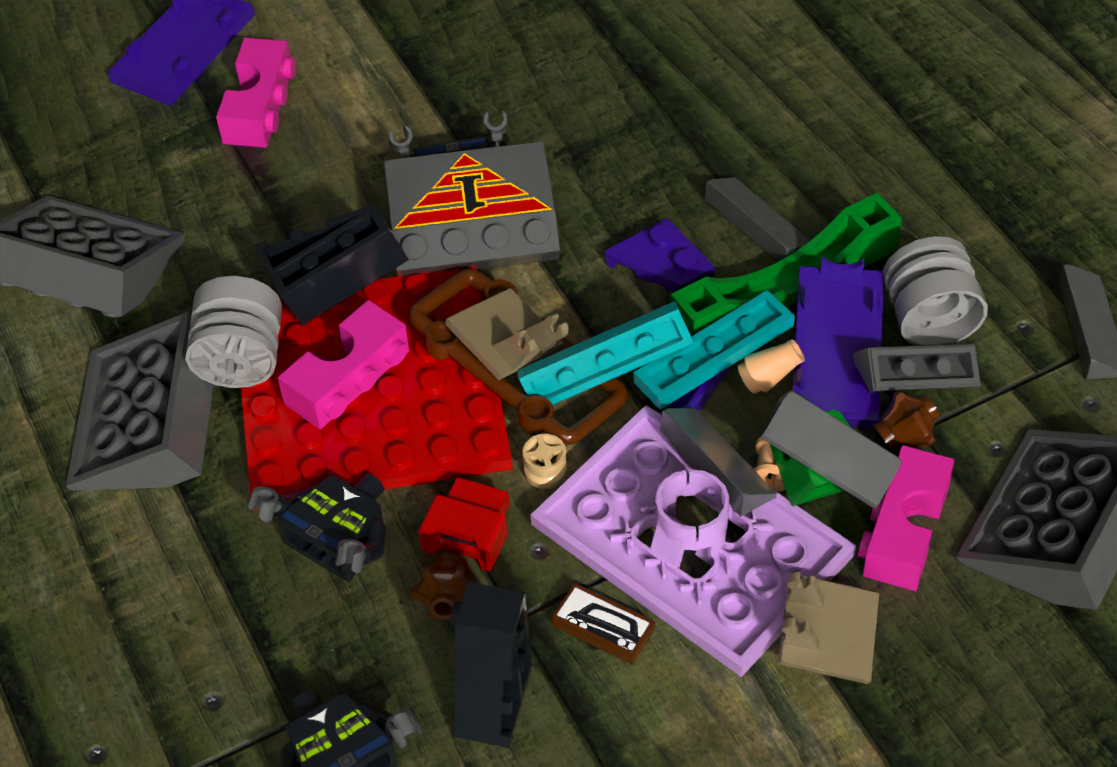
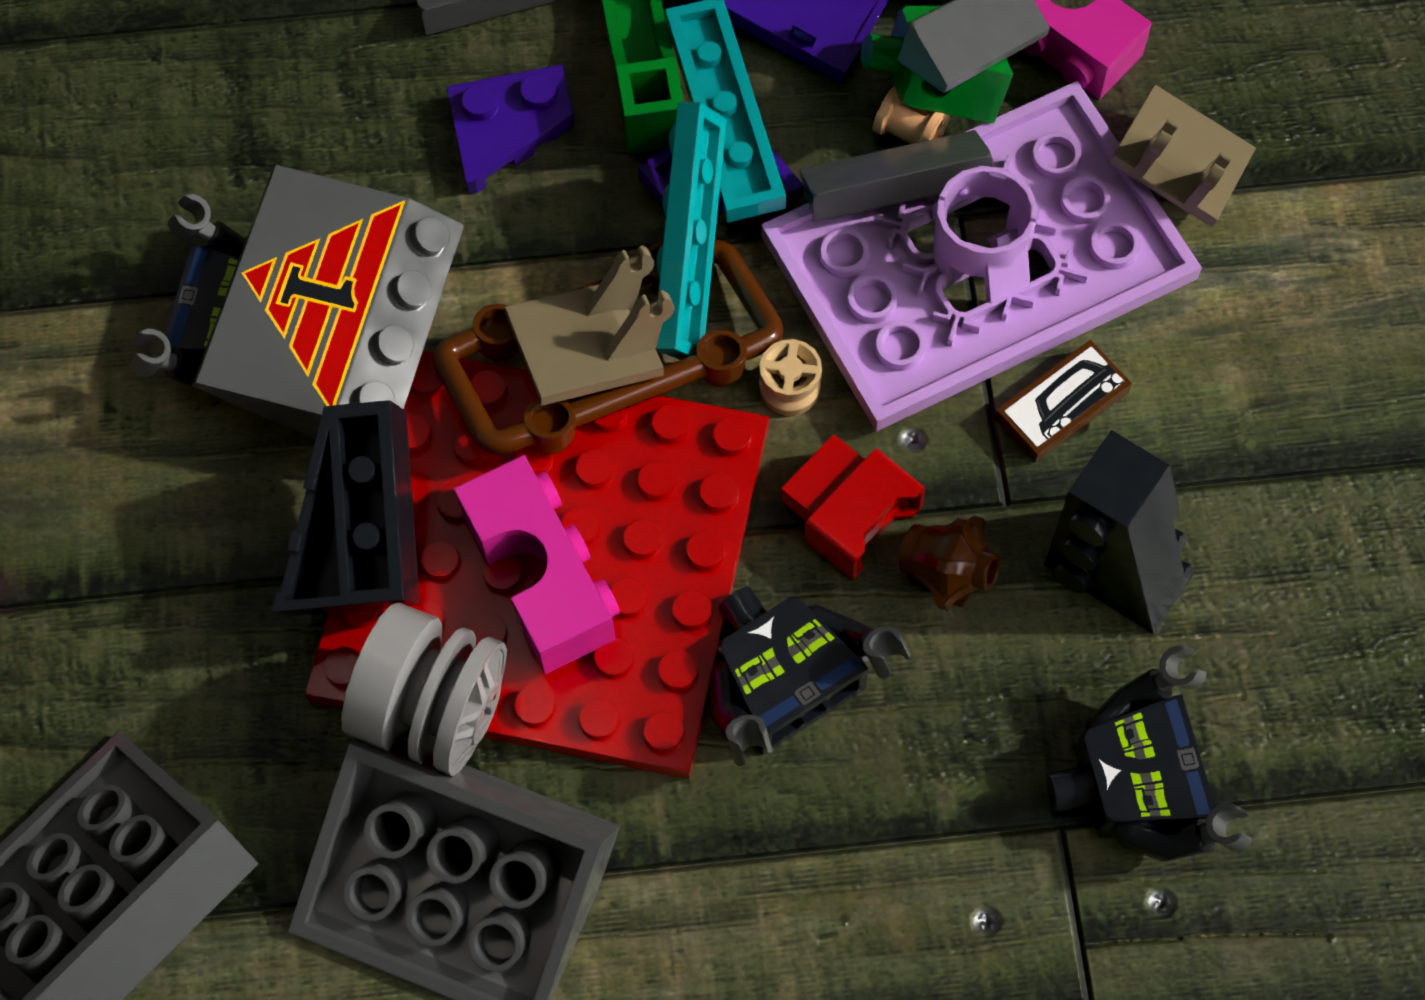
camera: 70 degrees left, 15 degrees up
(767, 367) = (770, 58): light nougat cone -> none

